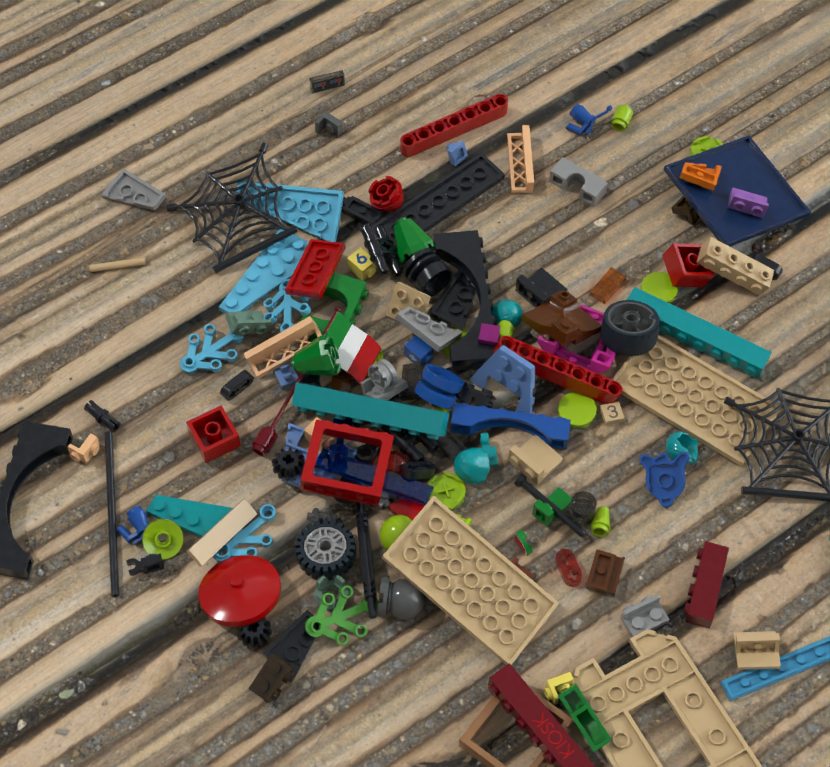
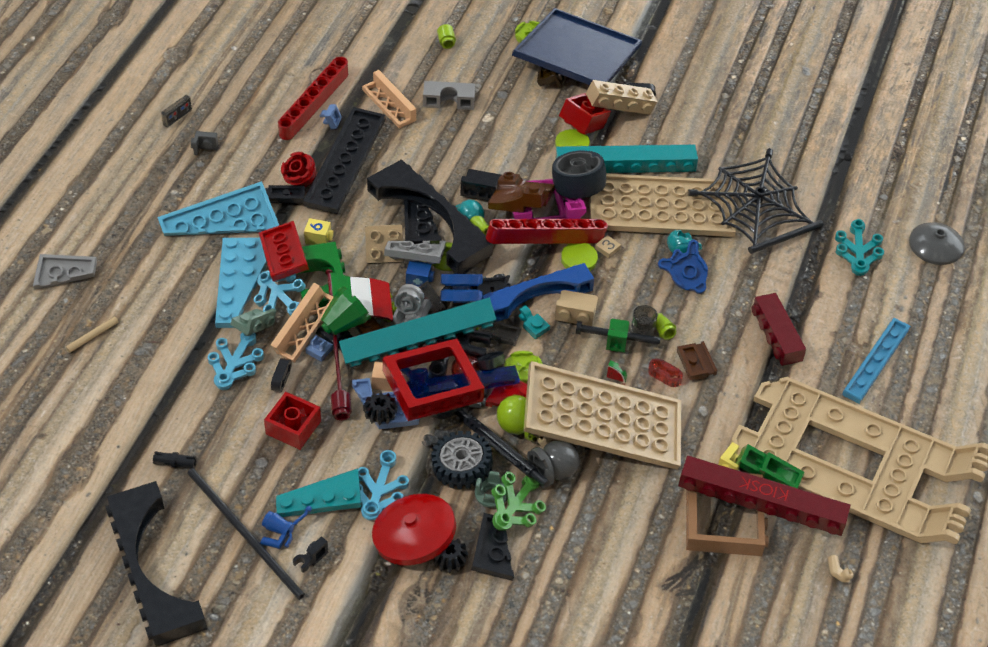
camera: 35 degrees left, 10 degrees down
(86, 451) = (181, 498): light nougat bracket -> none
(173, 541) = (317, 519): lime dish -> none
(221, 532) = (363, 491): tan tile -> none
(239, 203) = (172, 232): black animal -> none
(271, 678) = (496, 582): dark brown bracket -> none
(381, 250) = (330, 211): black pin -> none
(410, 239) = (350, 193): green cone -> none
(427, 272) = (381, 210): black wheel -> none
(472, 465) = (532, 335): teal hair -> none
(489, 334) = (474, 228): magenta tile -> none
(512, 372) = (513, 246): medium blue wing -> none
(581, 115) = (412, 48): blue piece -> none
(608, 285) = (531, 158): clear orange plate -> none
(644, 615) = (750, 376): light grey bracket -> none
(700, 175) = (550, 46): orange wing -> none
(748, 202) = (595, 51): medium lavender bracket -> none
(757, 650) = (852, 353): tan bracket -> none

